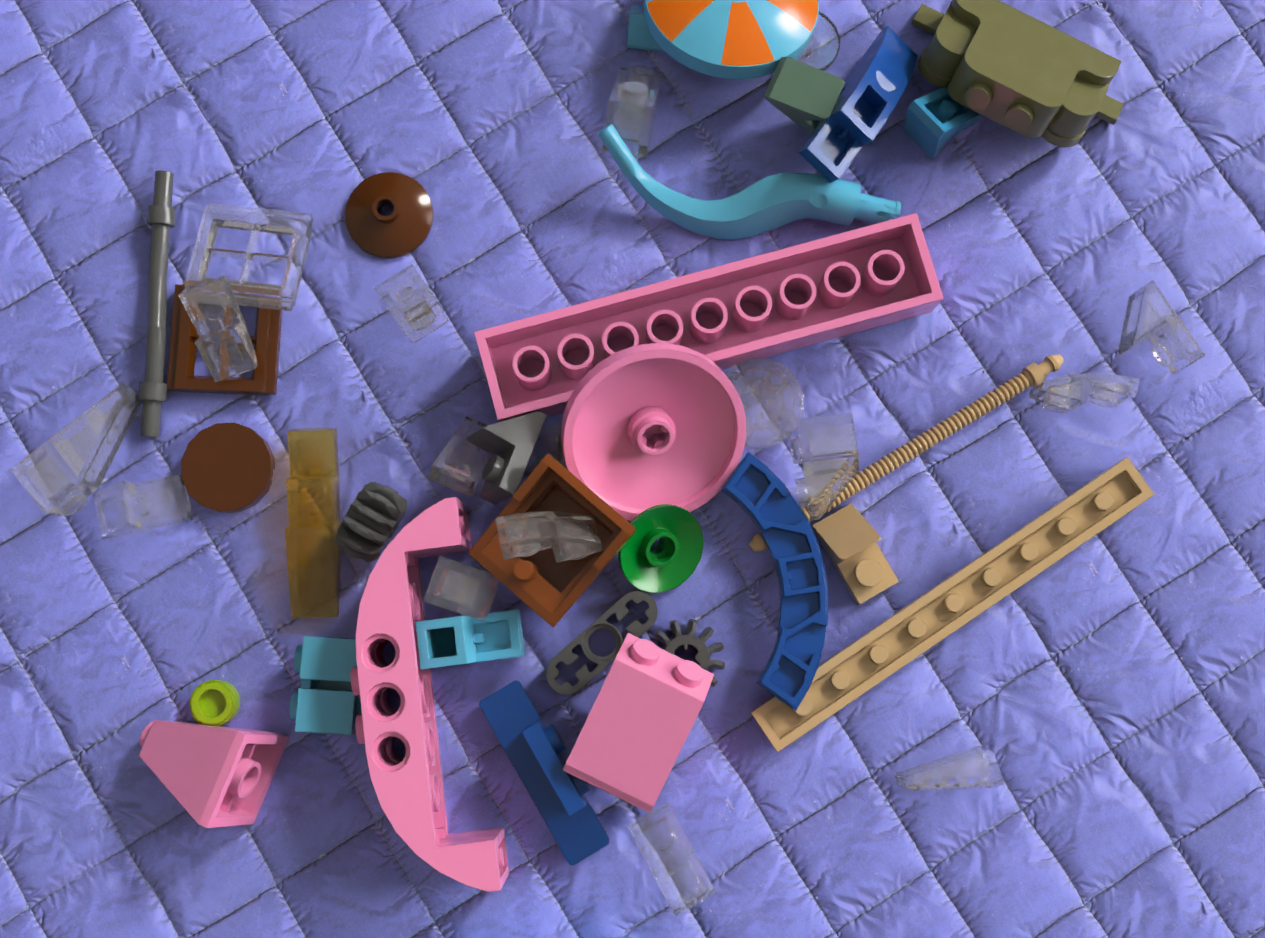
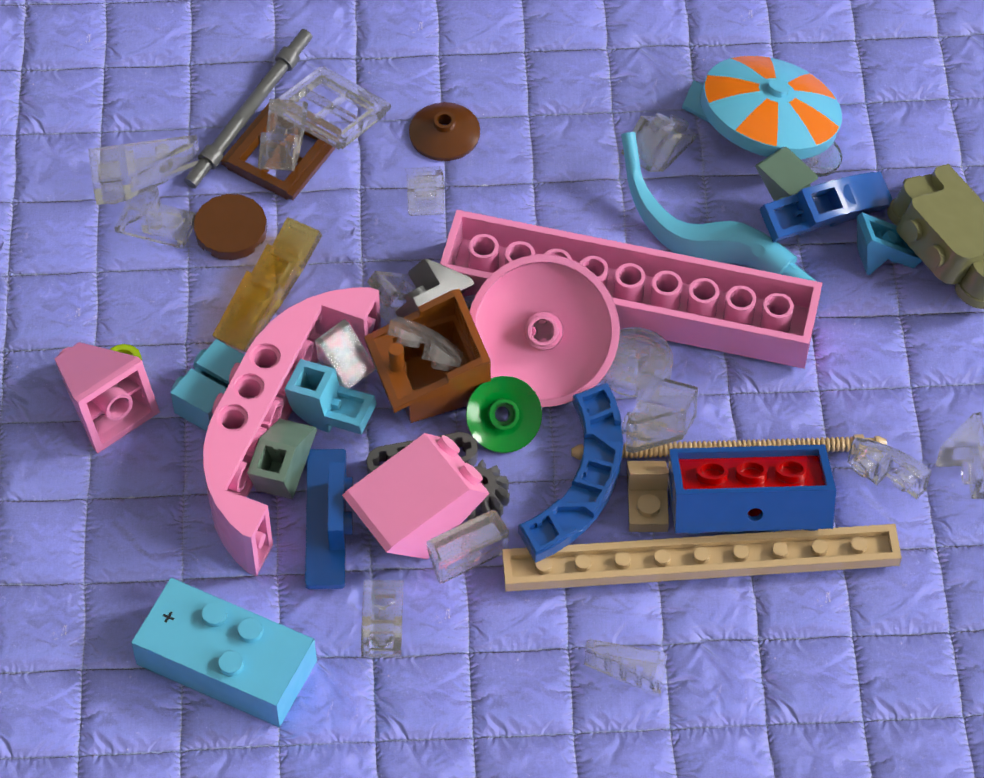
camera: 30 degrees right, 25 degrees down
(371, 521) = (305, 285): dark grey gear -> none
(459, 736) = (281, 458): none -> sand green slope
(713, 728) = (468, 545): none -> clear slope
(973, 505) = (751, 489): none -> blue brick

